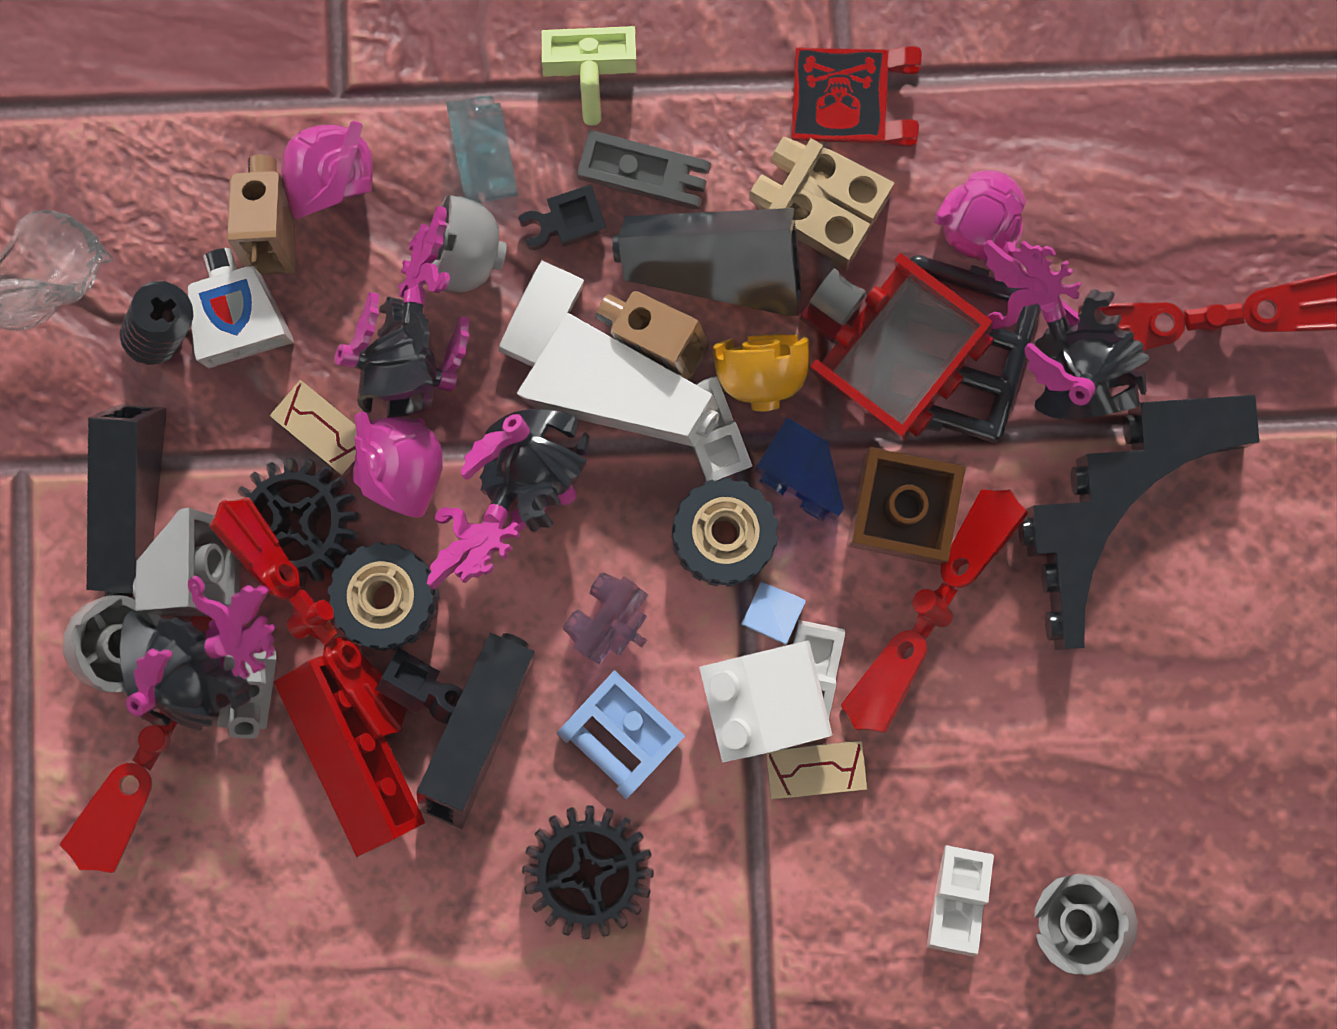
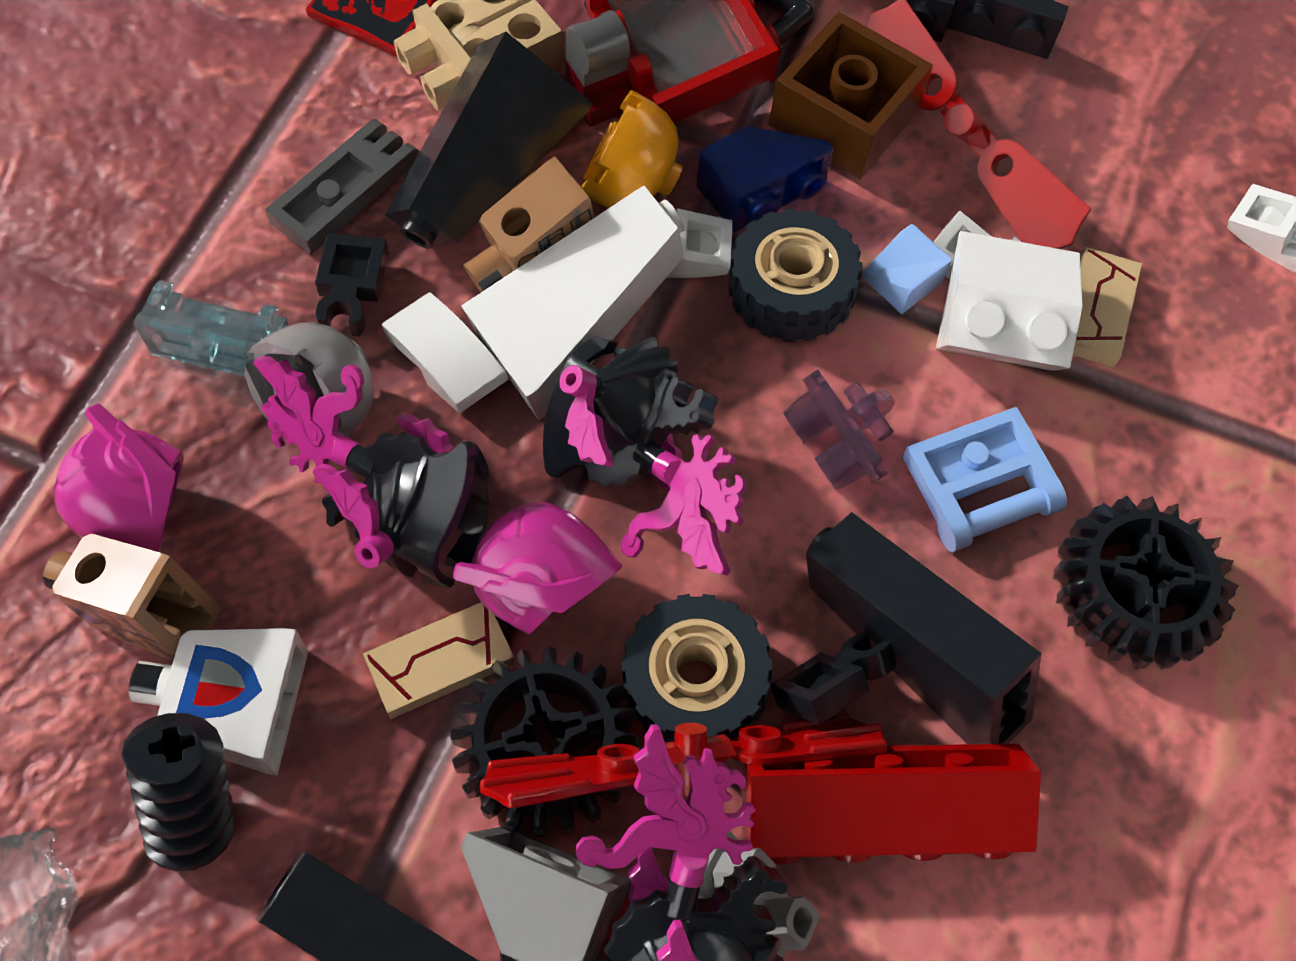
camera: 70 degrees left, 20 degrees down
(588, 54) = (179, 174): yellowish green plate -> none

